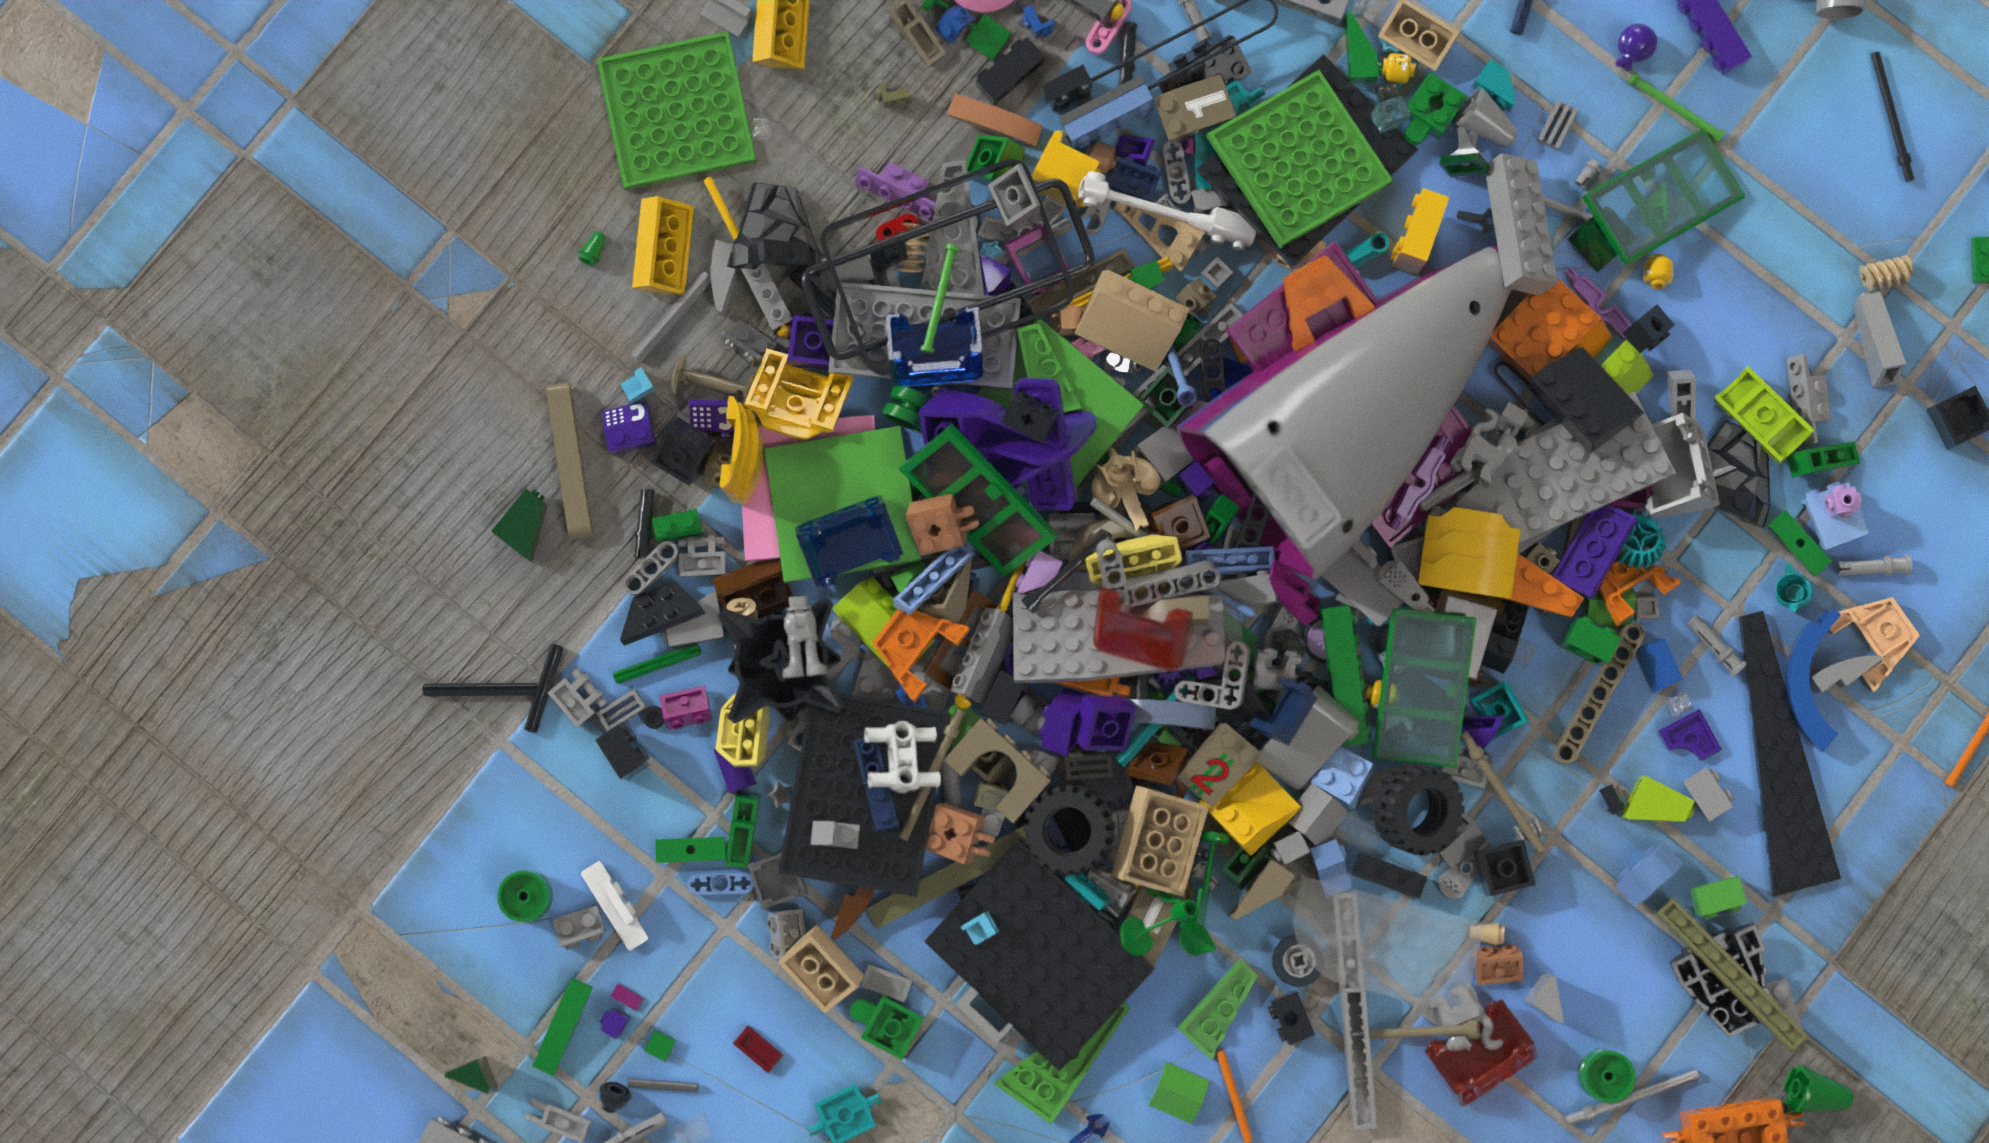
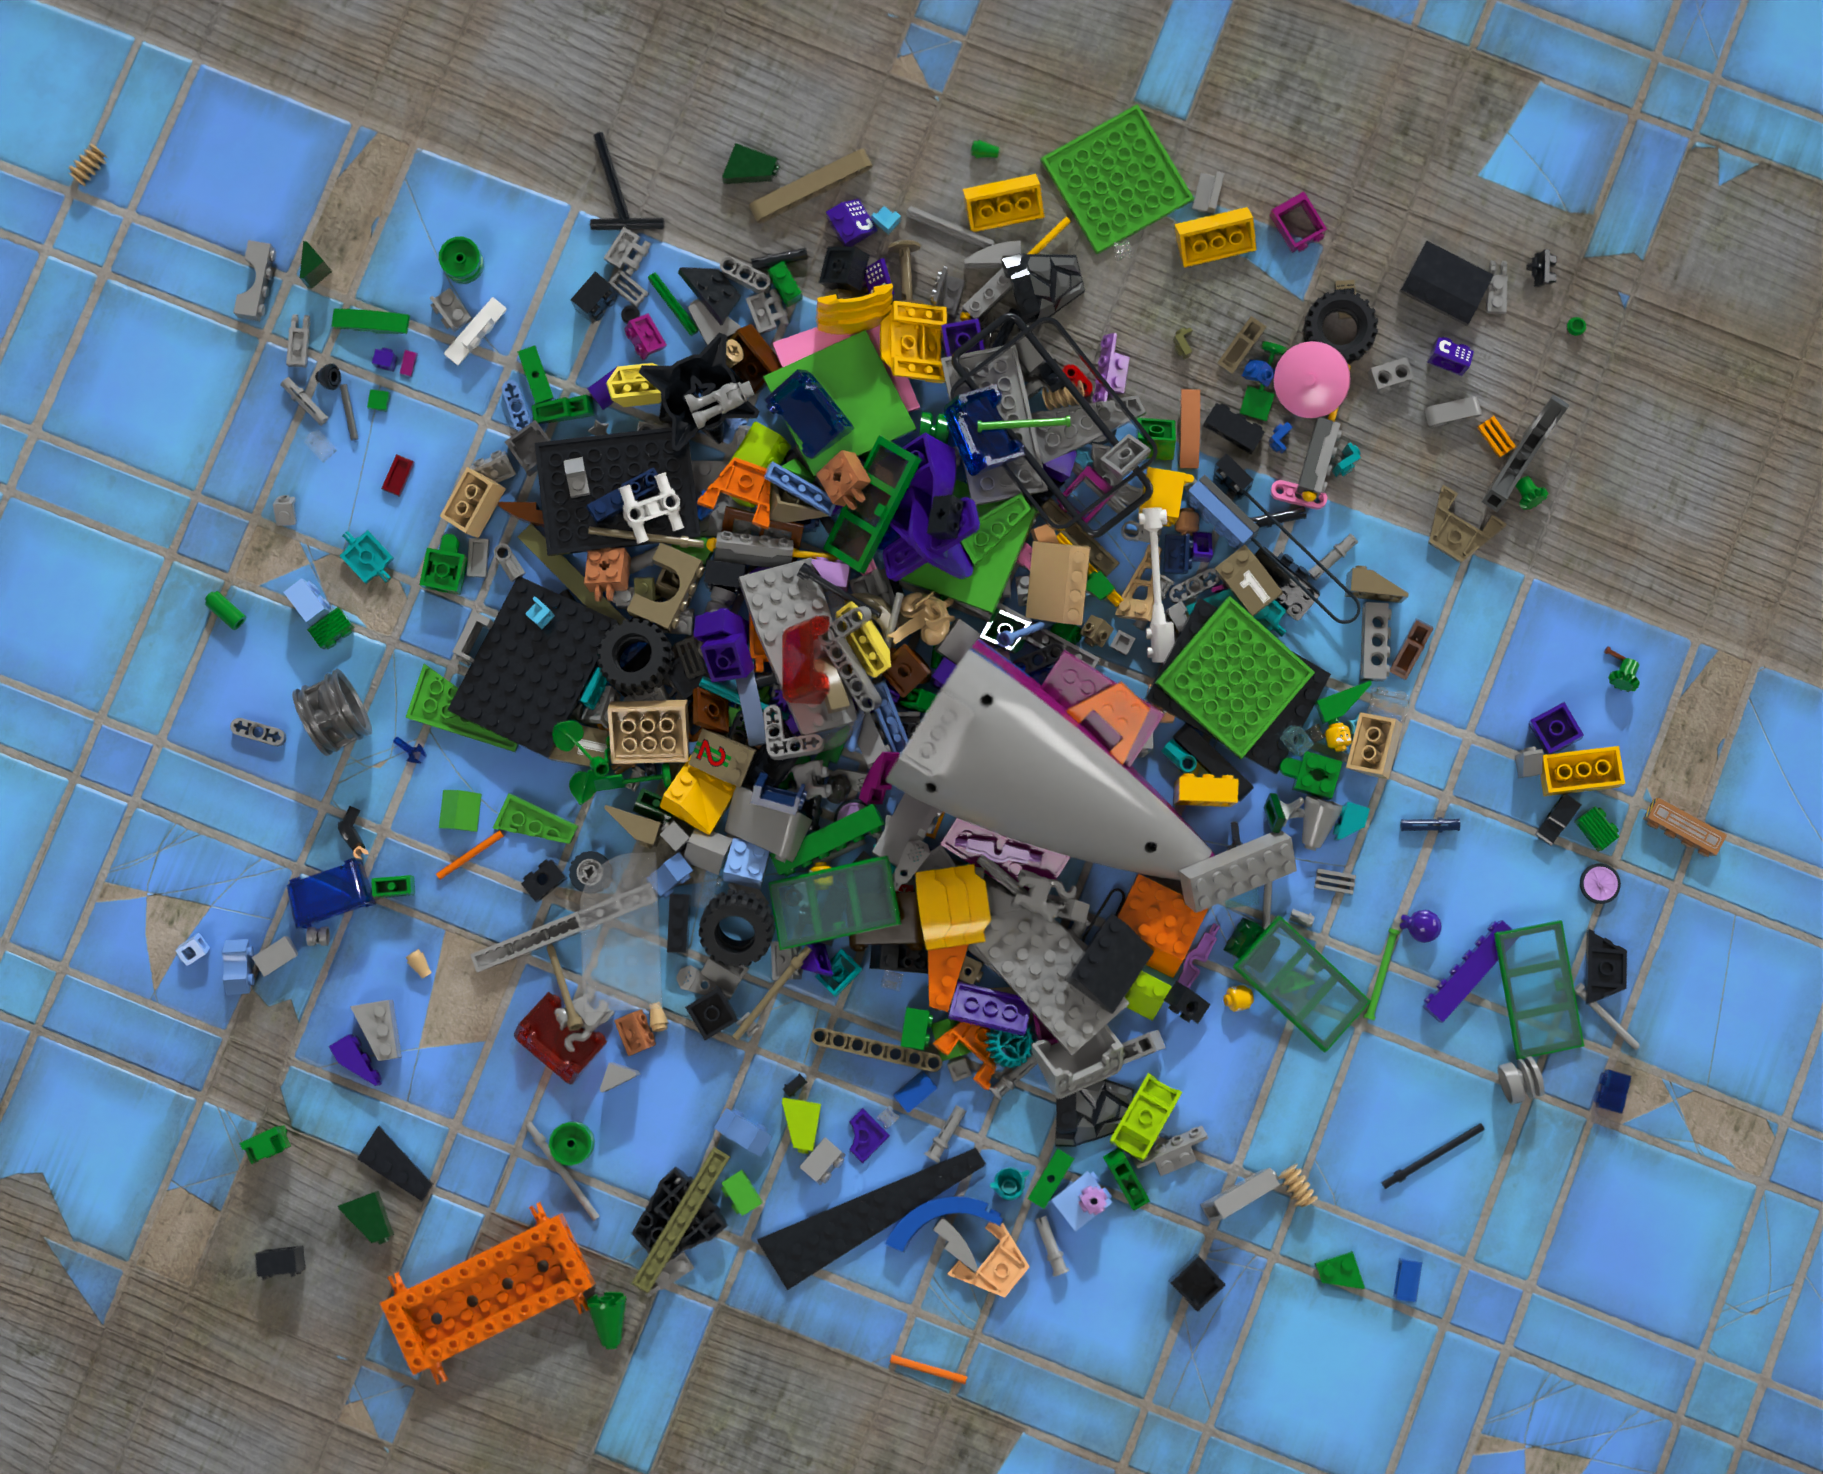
camera: 75 degrees right, 0 degrees up
(907, 946) = (510, 563): none -> light grey piece
(1377, 218) = (1210, 758): none -> black beam
(1676, 556) = (1007, 1082): none -> light grey pin

